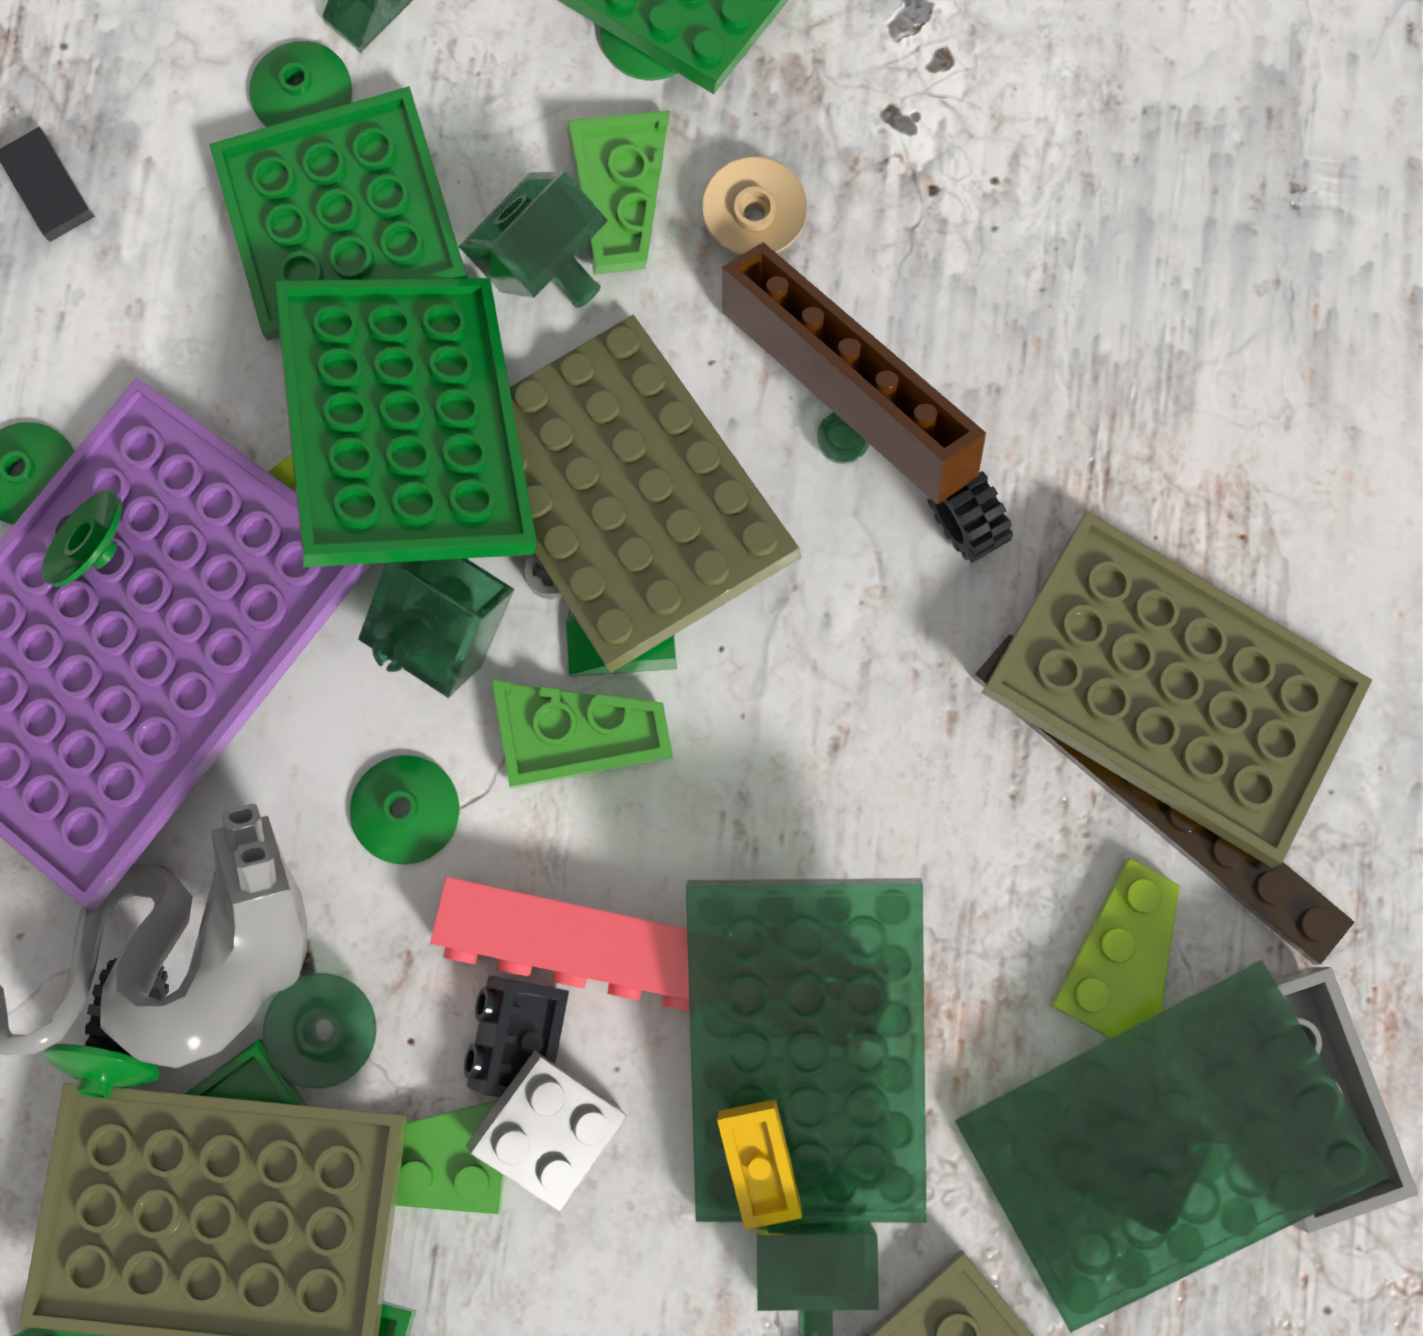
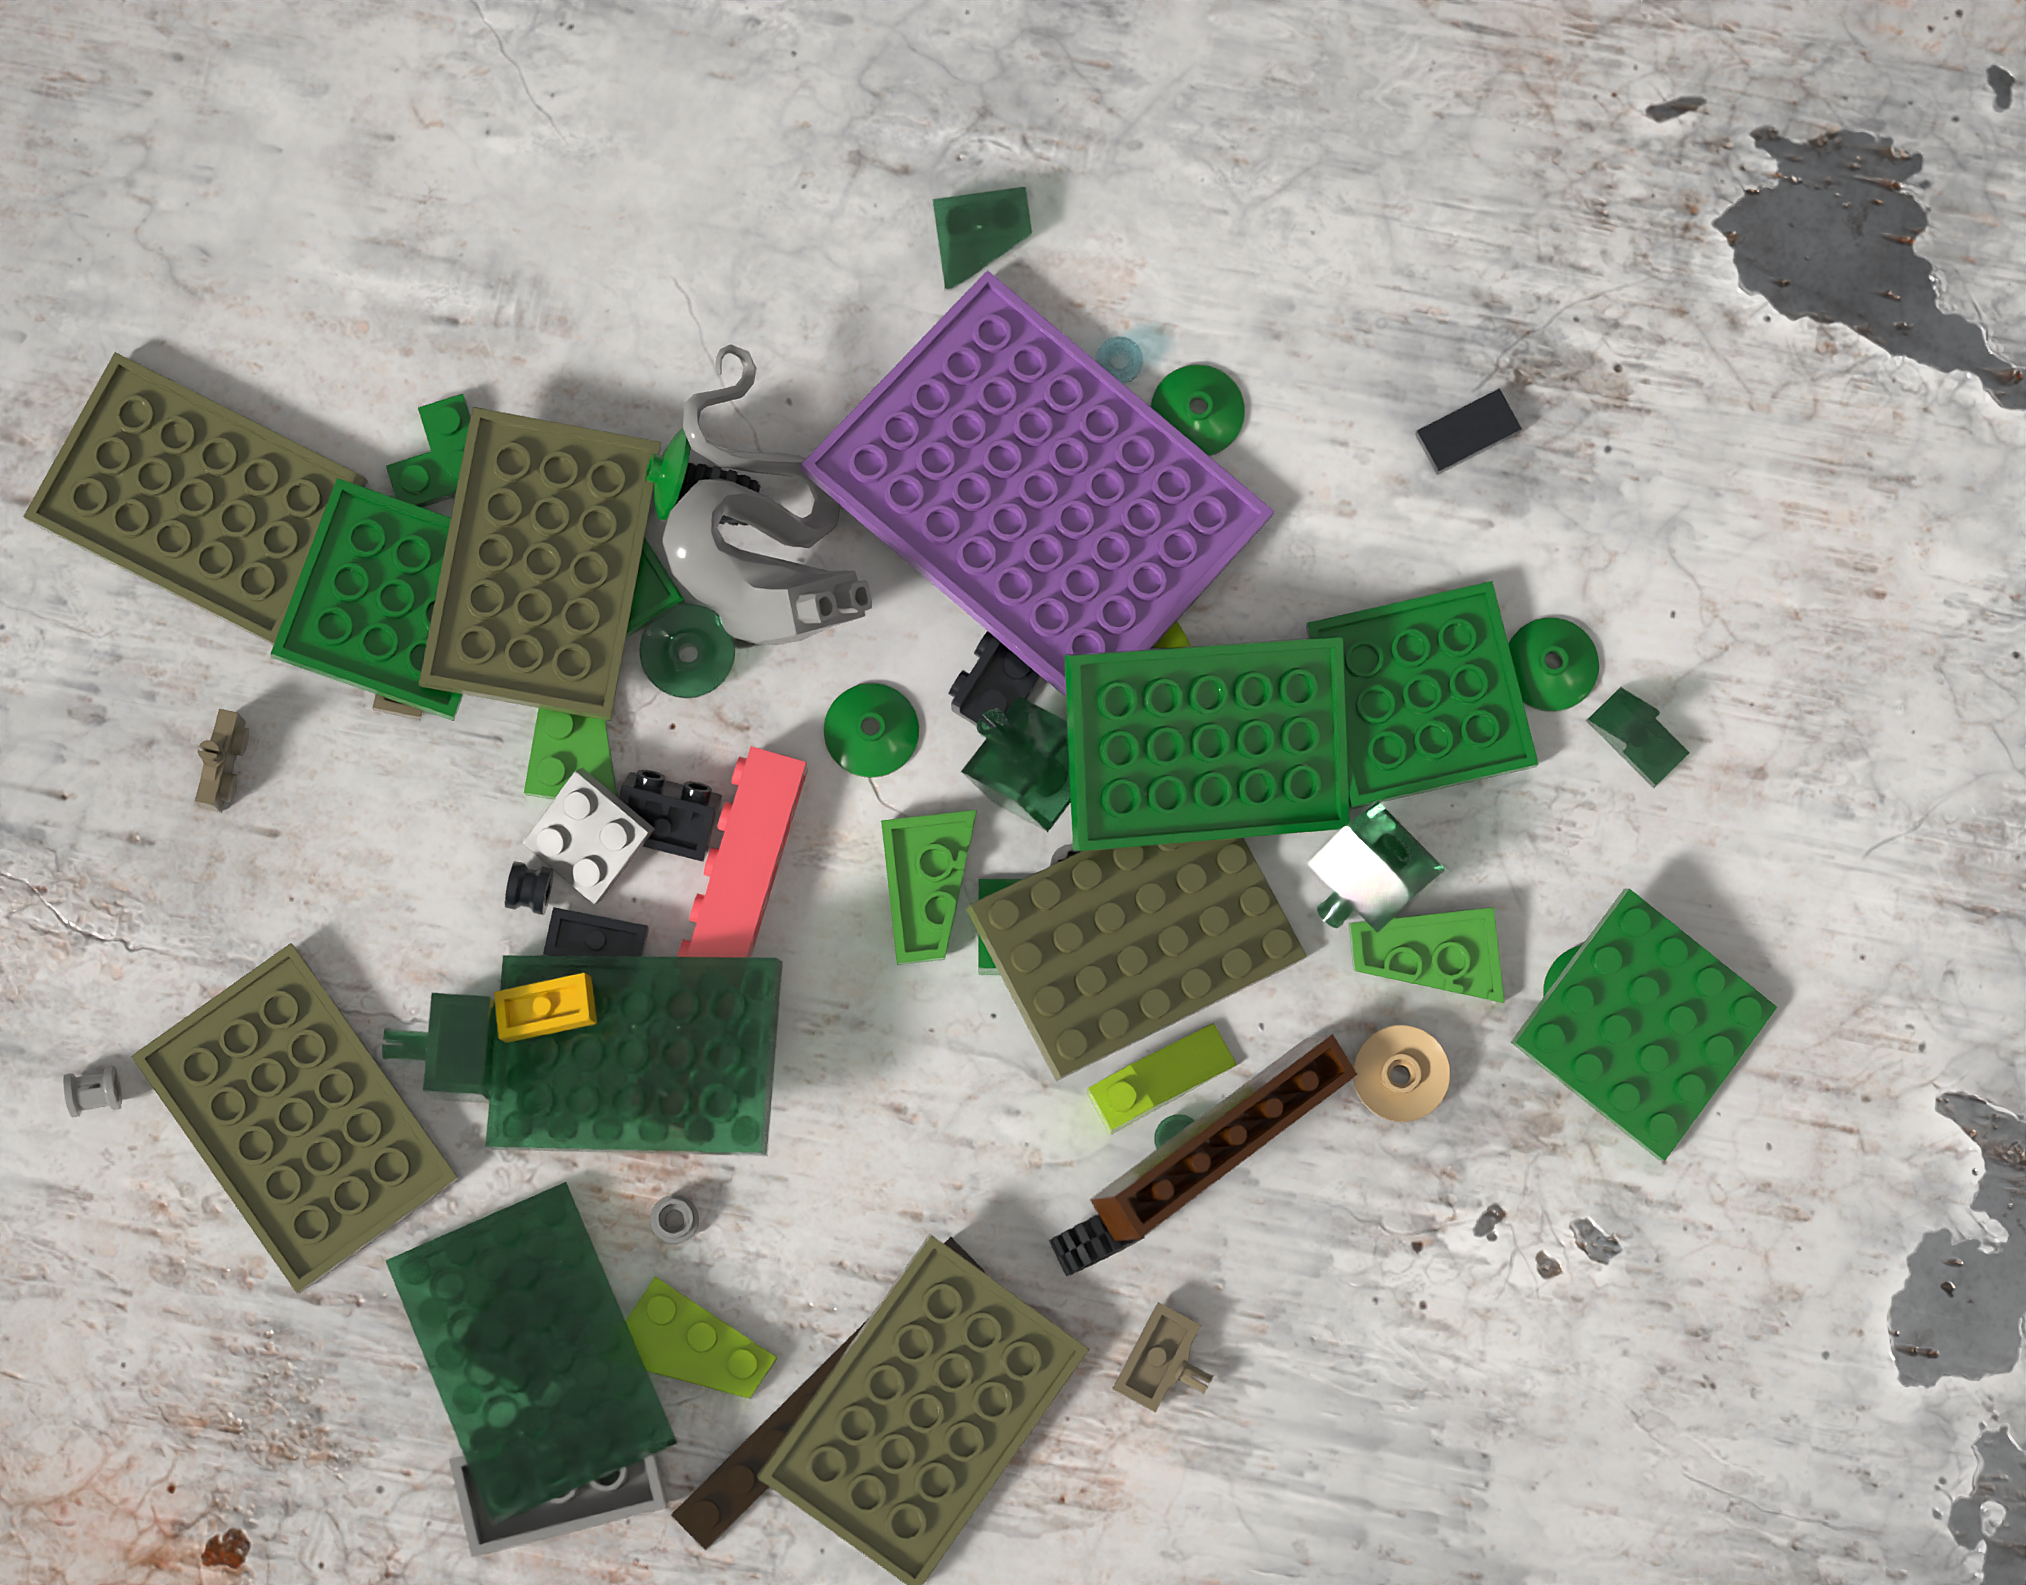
camera: 90 degrees right, 0 degrees up
(83, 540) = (1119, 466): green dish -> none
(346, 671) = (992, 683): none -> black bracket
(613, 1197) = (528, 888): none -> black wheel
(666, 1113) = (592, 935): none -> black plate
(782, 461) = (1160, 1078): none -> lime slope
(1001, 983) = (663, 1208): none -> light grey plate
(1086, 438) = (1161, 1359): none -> dark tan plate

